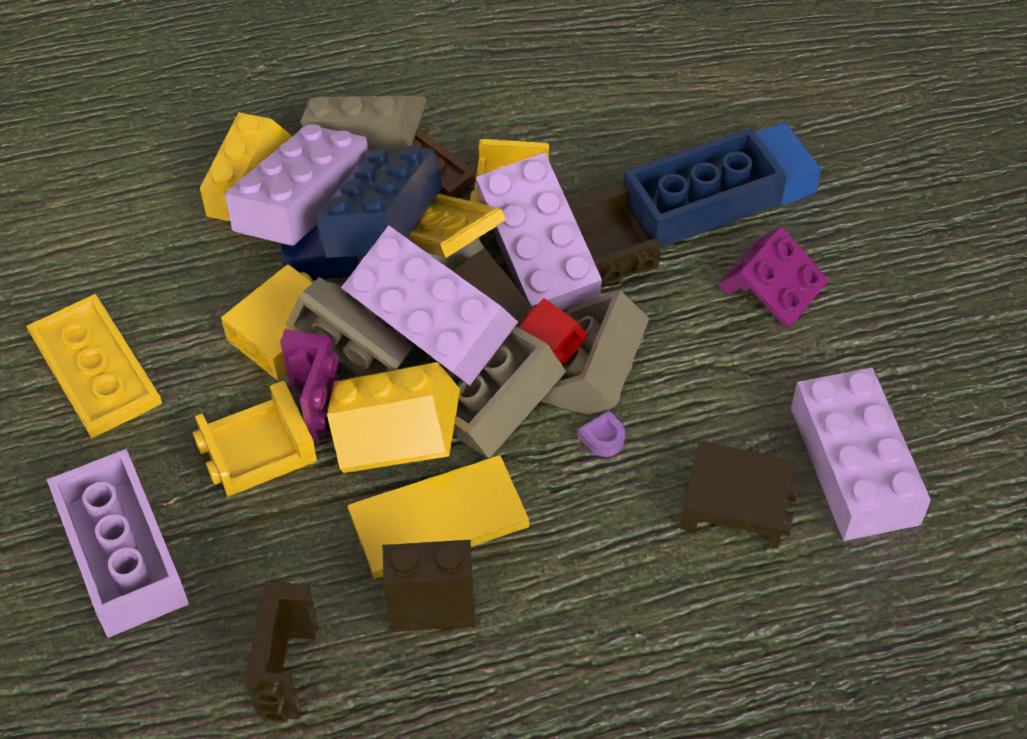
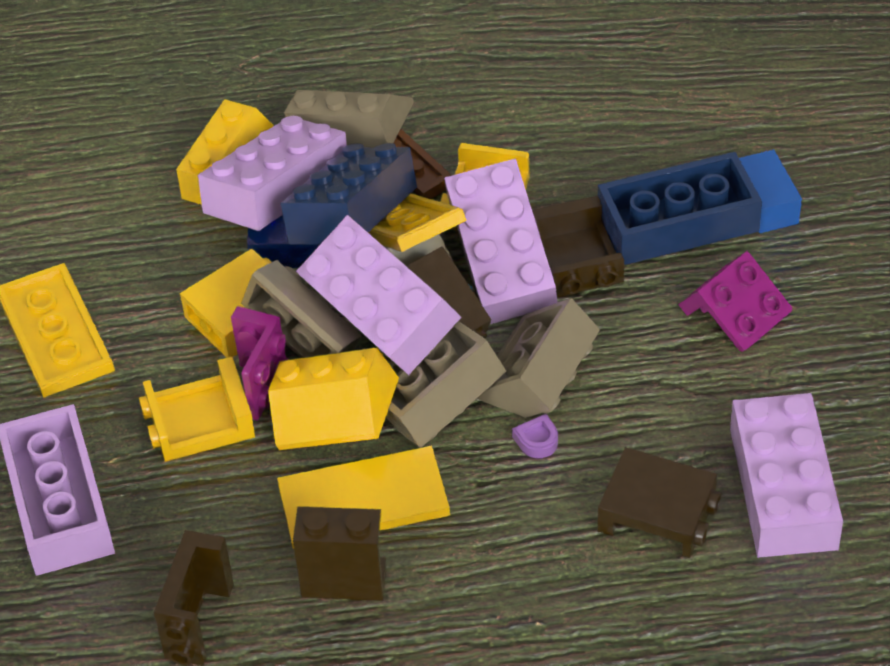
camera: 10 degrees right, 5 degrees down
(554, 328) = (501, 331): red brick -> none

